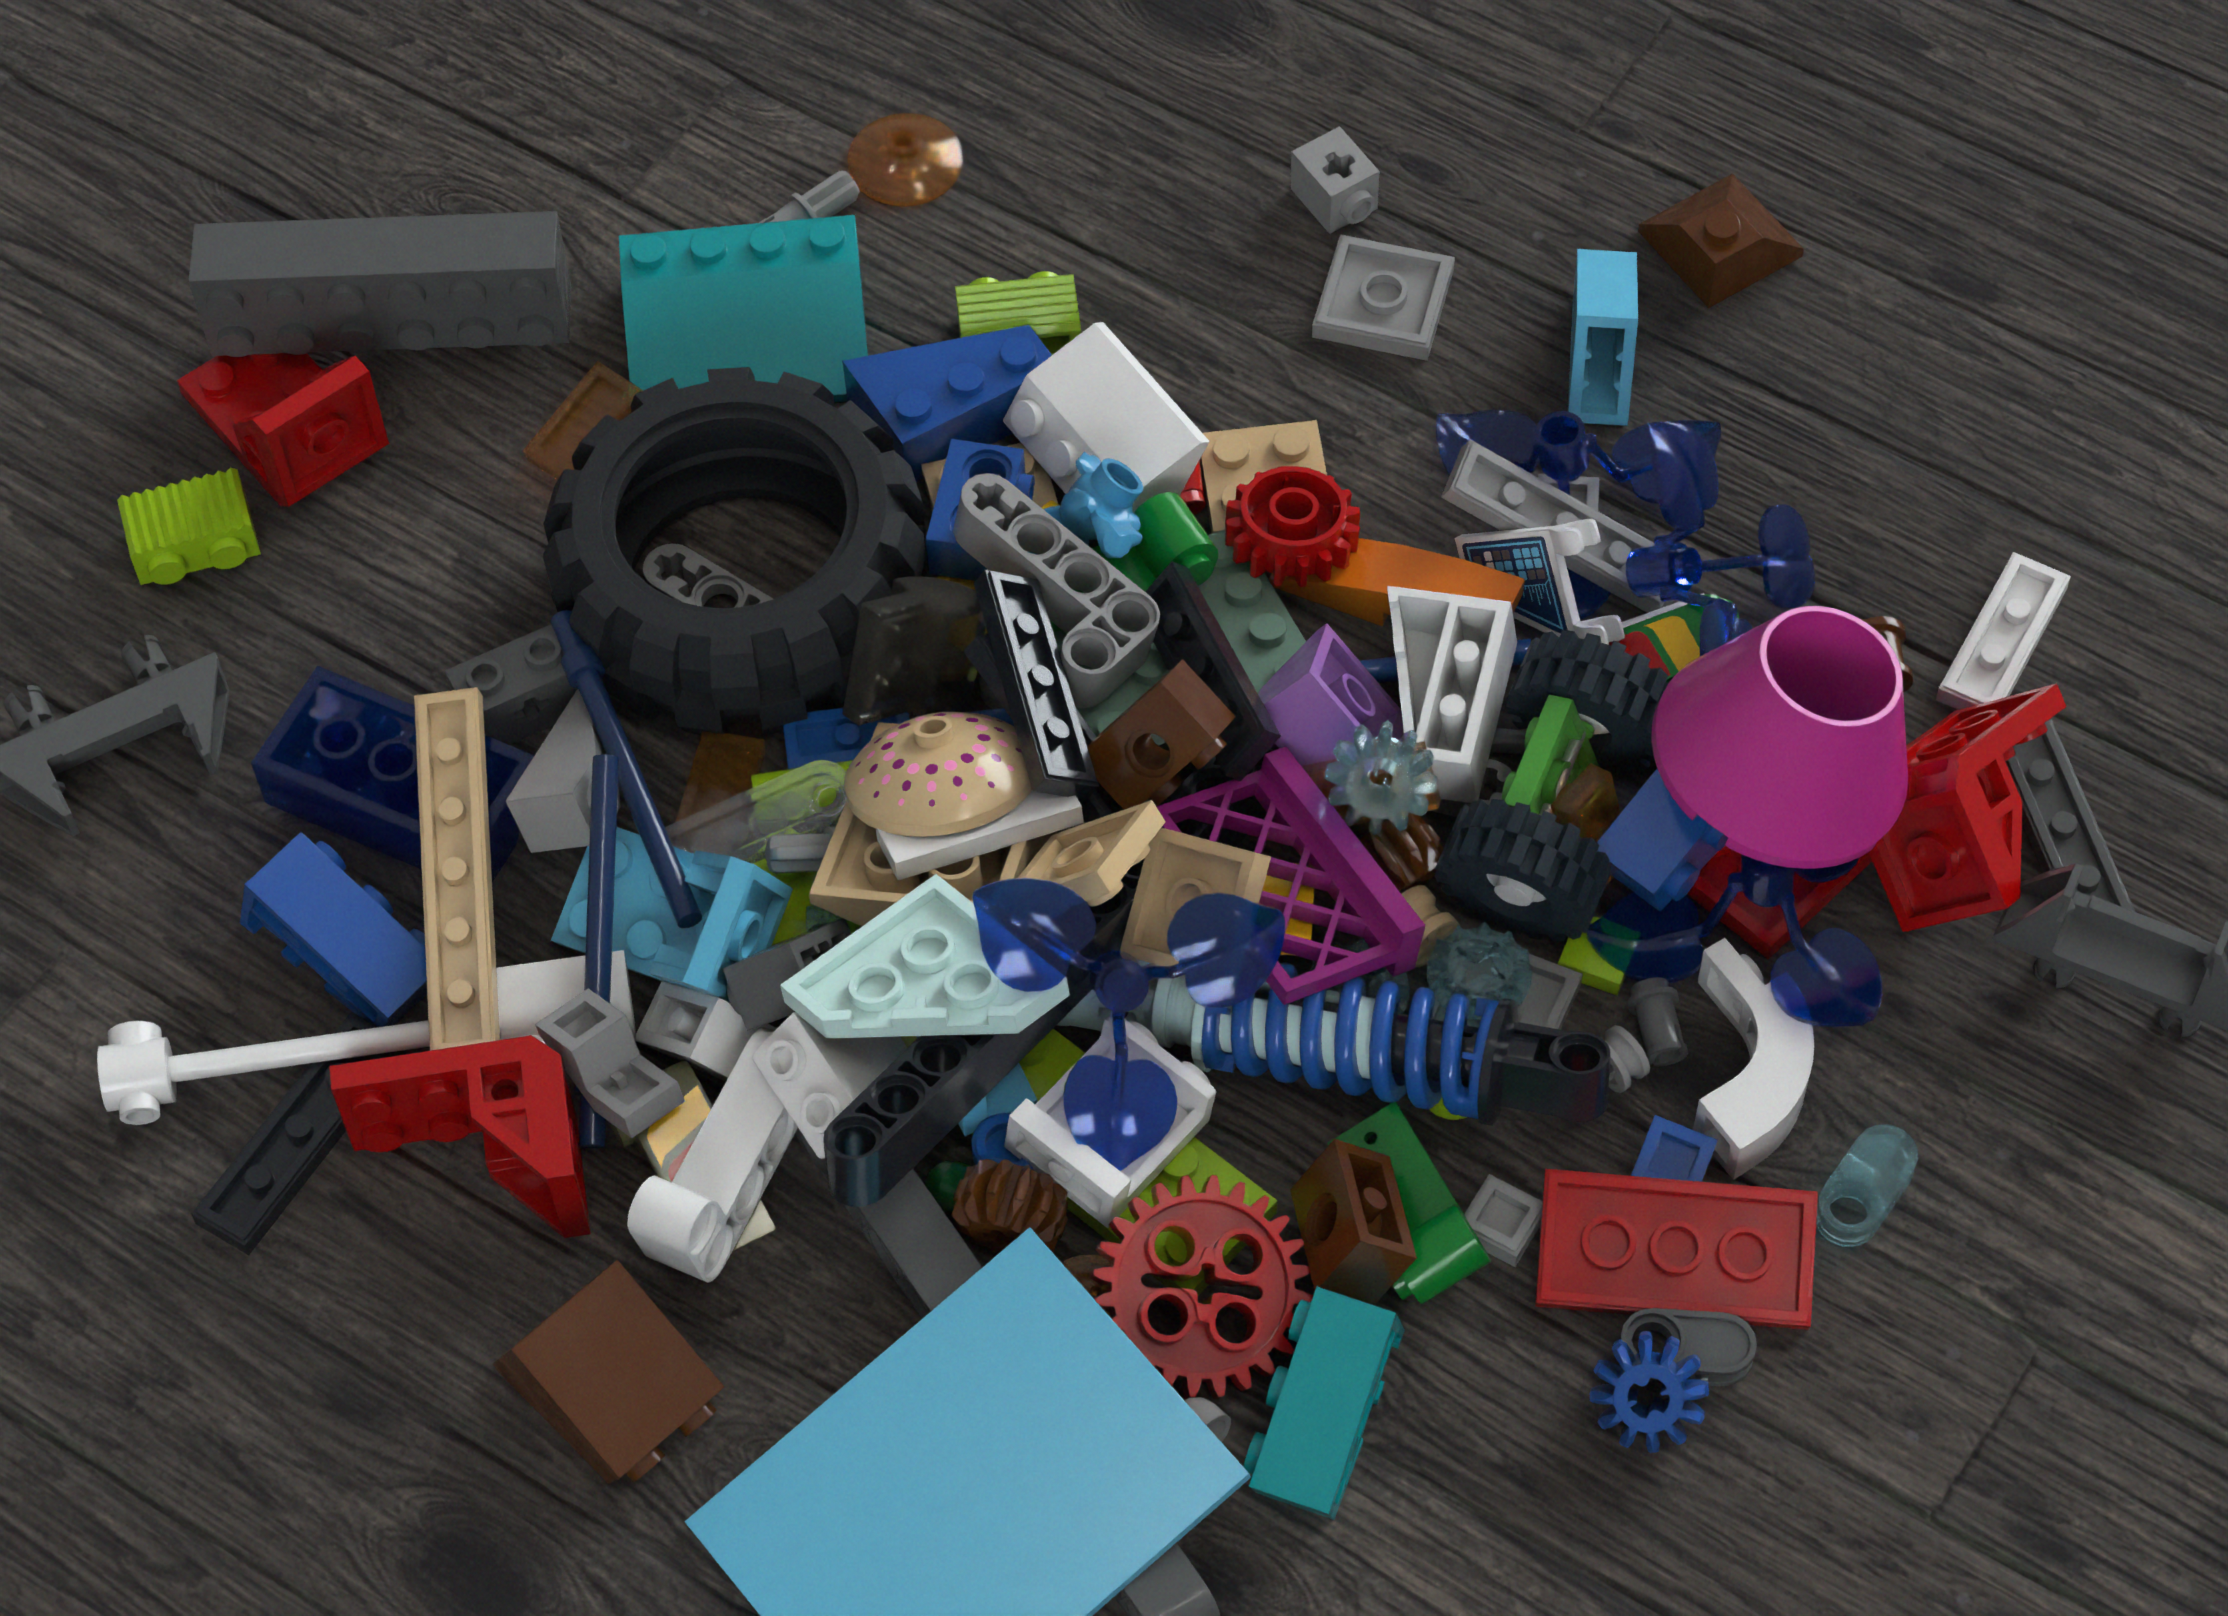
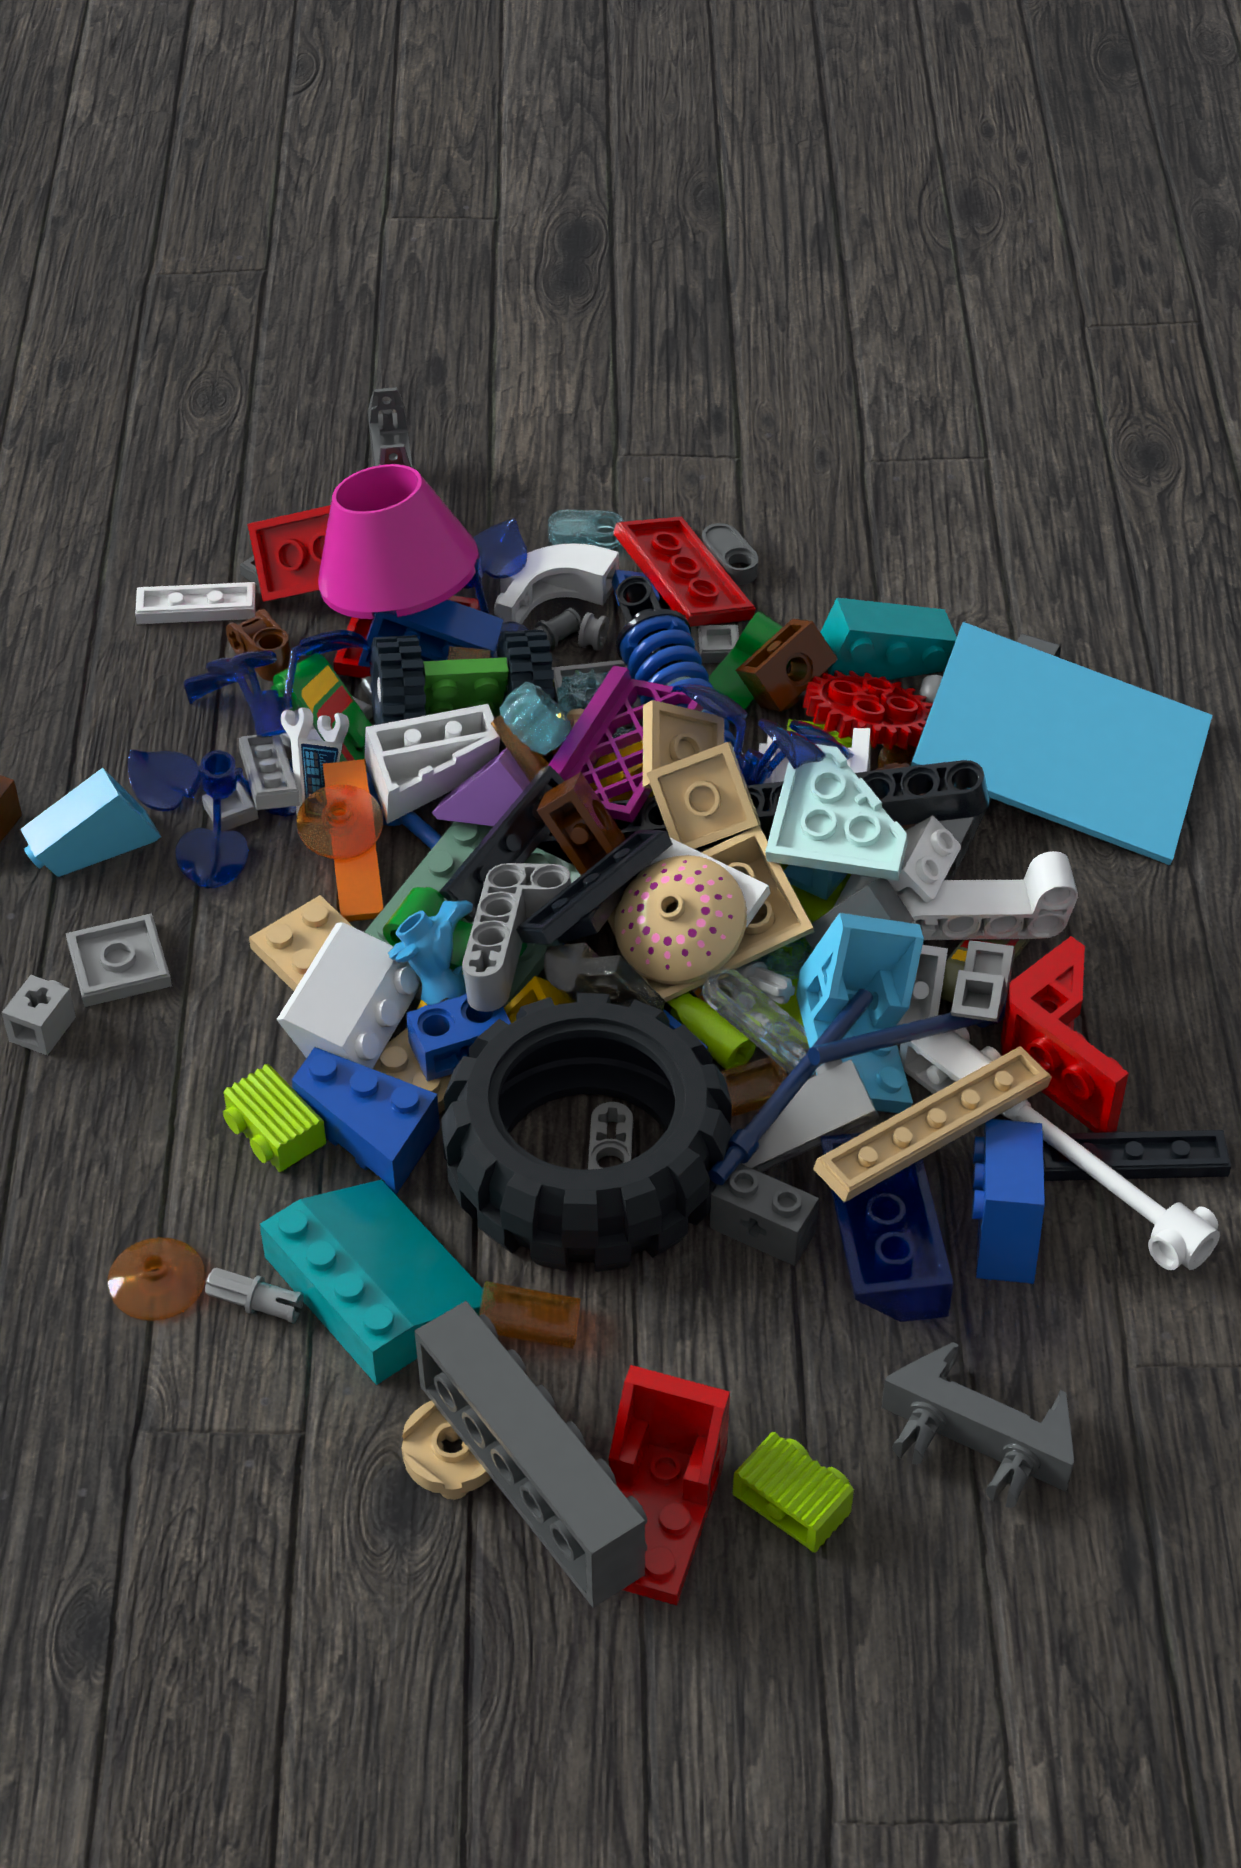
camera: 125 degrees left, 10 degrees down
(612, 1376) = (1137, 922): reddish brown slope -> none
(1292, 524) = (355, 885): red gear -> none
(1437, 561) = (339, 835): none -> clear orange dish
(1659, 1413) = (774, 539): blue gear -> none

